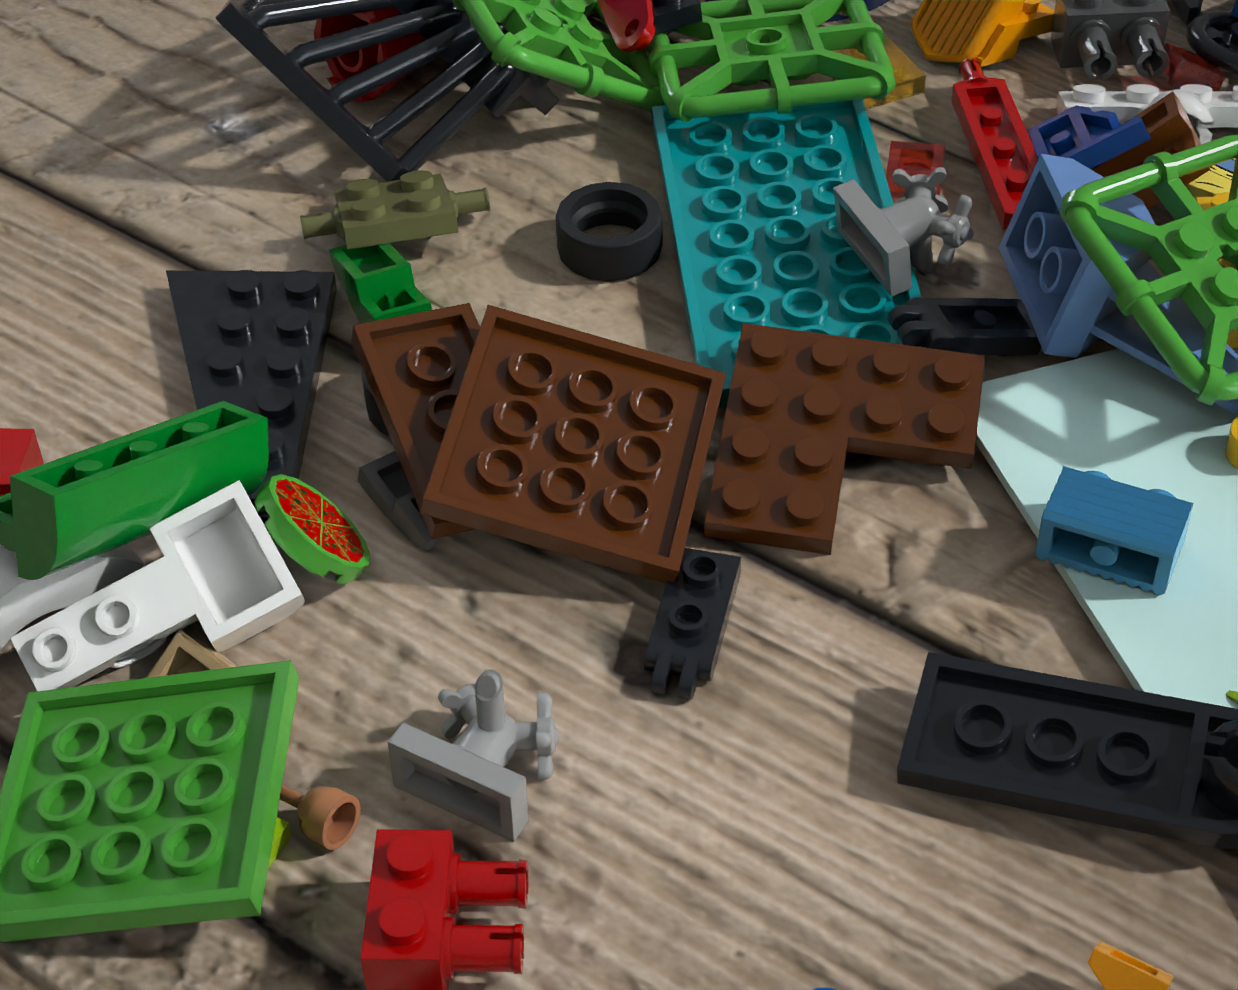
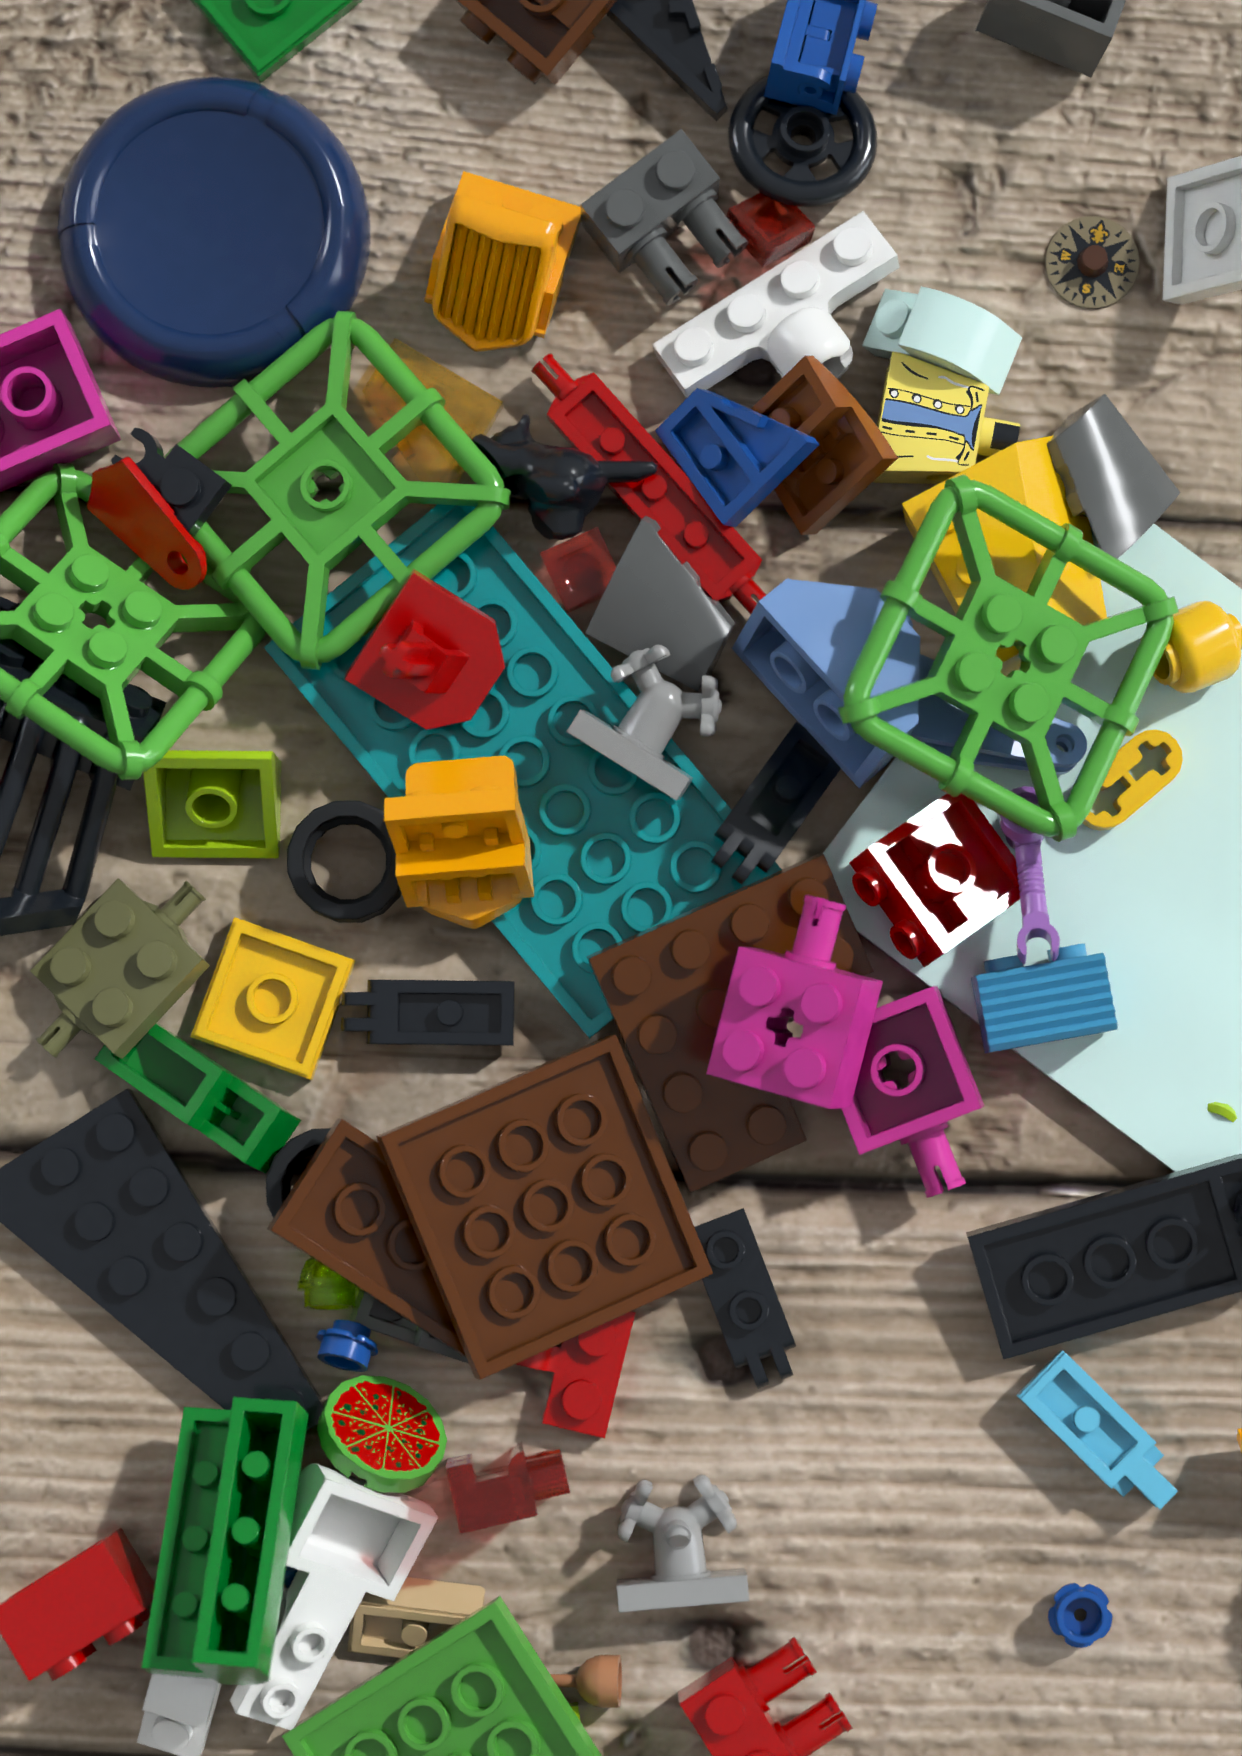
camera: 35 degrees left, 40 degrees up
(341, 477) = (346, 1346): none -> blue plate
(362, 437) = (324, 1288): none -> clear neon green plate
(374, 606) = (506, 1491): none -> clear red hips
(488, 272) = (273, 998): none -> yellow tile
(512, 598) = (584, 1376): none -> red plate
(545, 151) = (214, 804): none -> lime slope
(592, 317) = (434, 1012): none -> black hinge
(699, 214) = (461, 839): none -> light orange piece
(766, 129) = (430, 656): none -> red piece
(885, 396) = (801, 985): none -> dark pink brick
(934, 106) = (555, 480): none -> black animal
(948, 518) = (937, 1090): none -> dark pink brick
(952, 882) = (1096, 1429): none -> medium azure hinge
(971, 174) = (662, 603): none -> dark grey slope
(1074, 411) = (938, 877): none -> red plate
(1170, 429) = (1031, 882): none -> medium lavender brick

